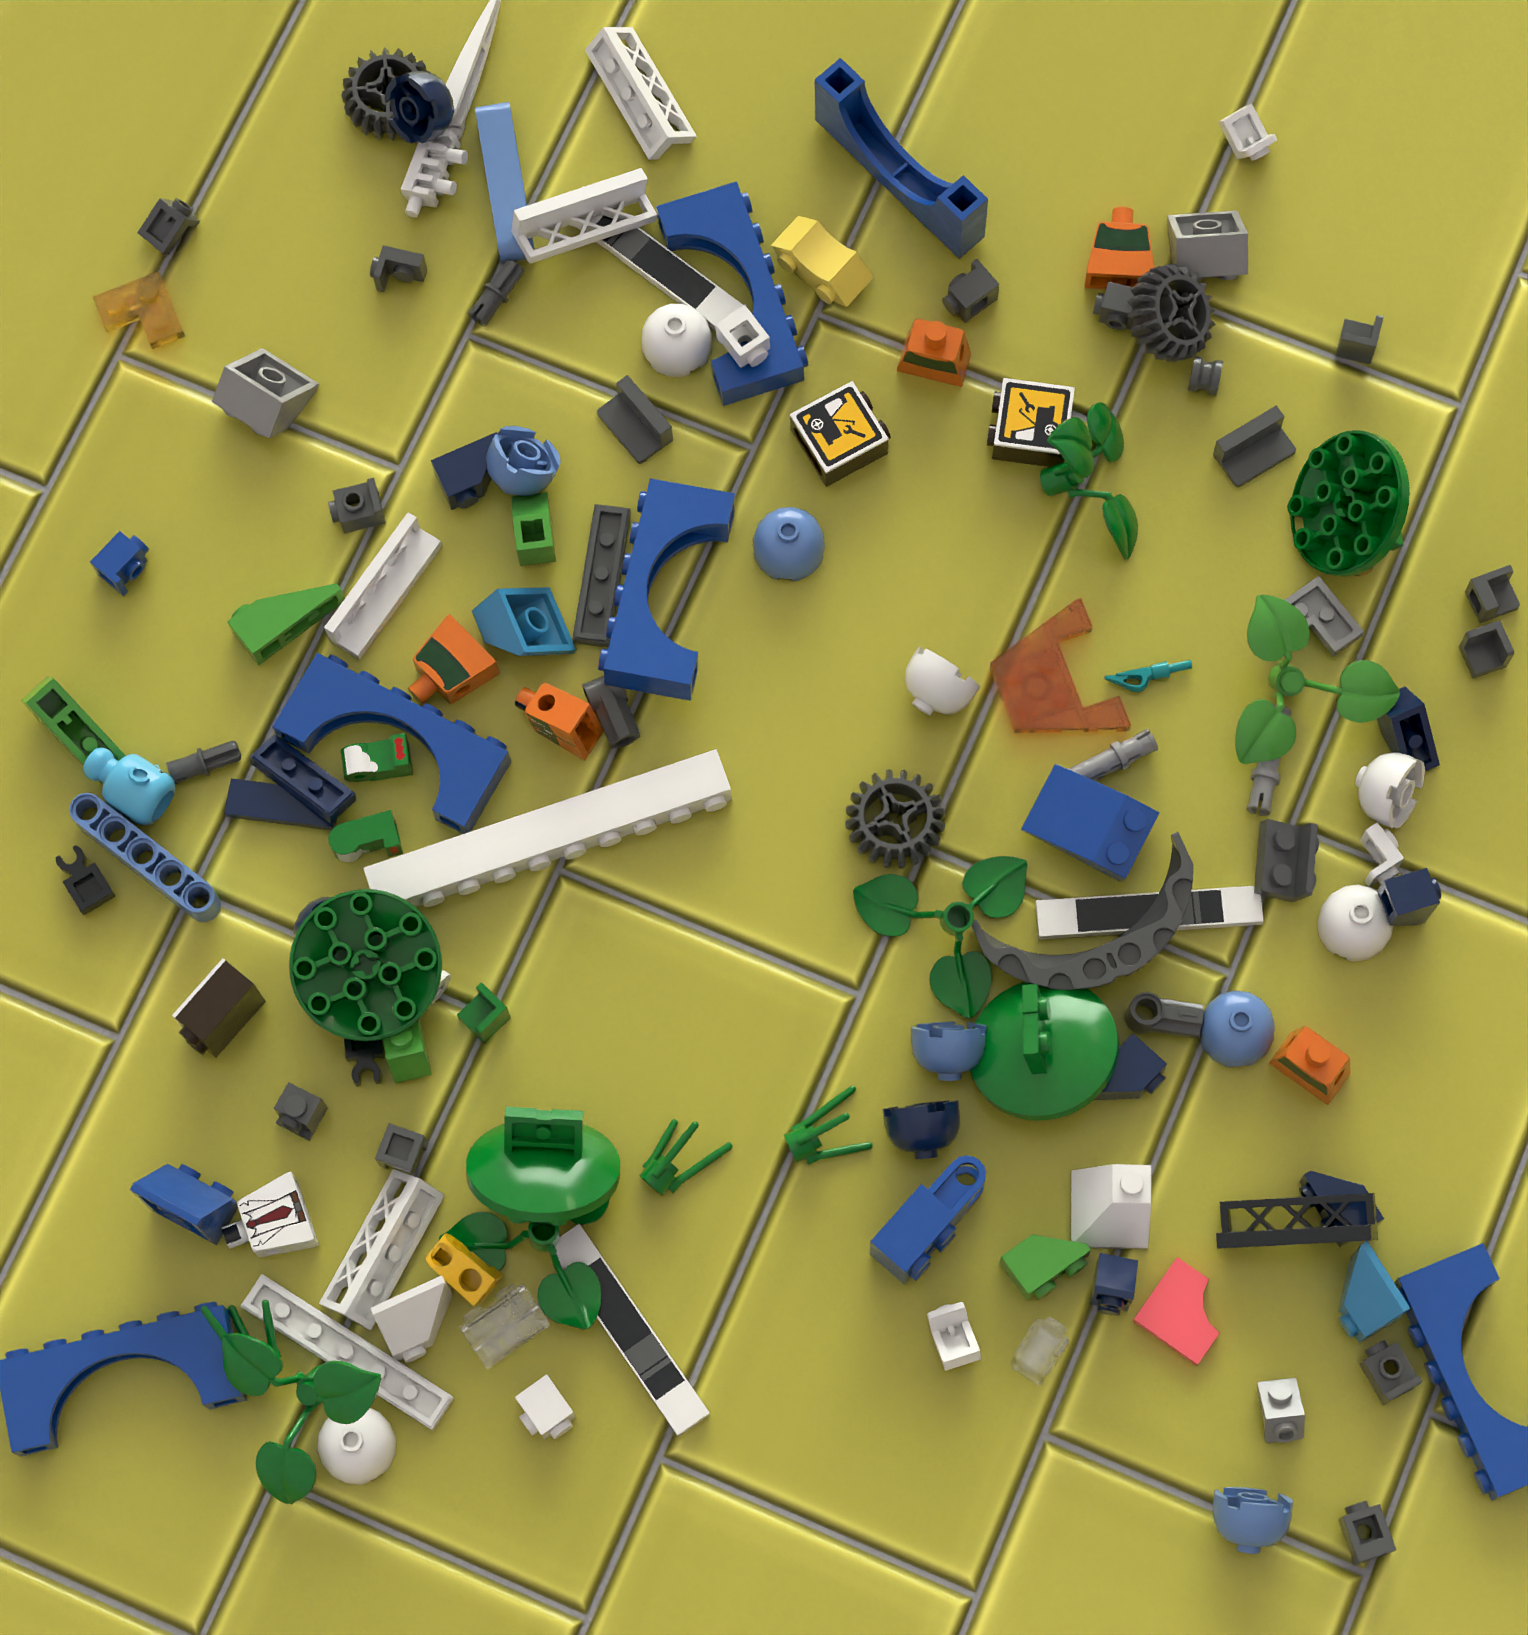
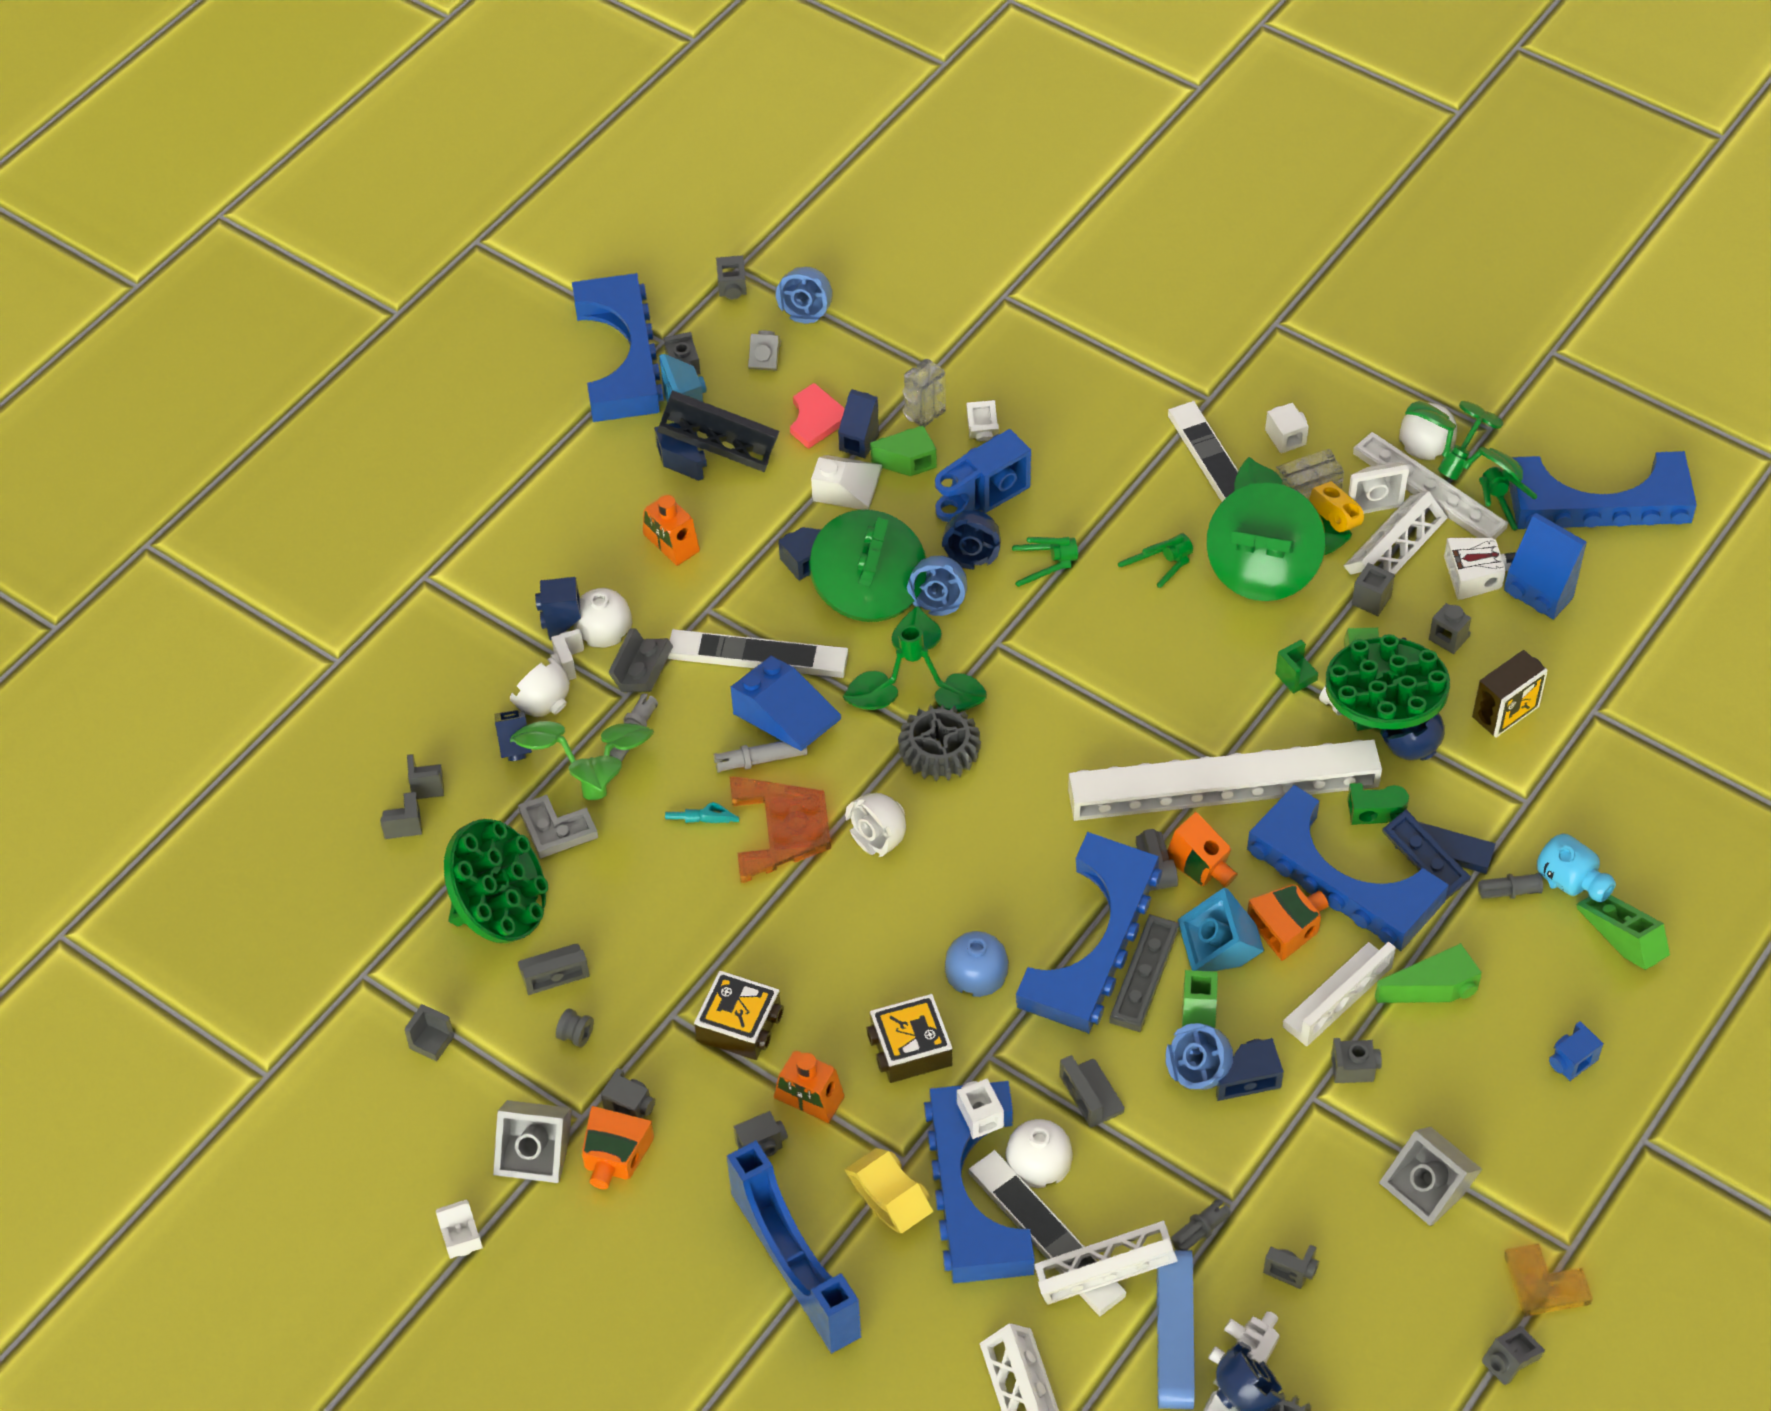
camera: 170 degrees left, 20 degrees down
(86, 884) = (1617, 811): black plate -> none
(137, 842) = (1551, 808): medium blue beam -> none
(377, 759) = (1361, 859): green leg -> none
(1074, 444) = (715, 922): green plant -> none
(1113, 959) = (805, 613): dark grey windscreen -> none
(1168, 1016) = (774, 581): dark grey piece -> none
(1171, 313) = (588, 1069): dark grey gear -> none
(1237, 1029) = (716, 567): medium blue cylinder -> none

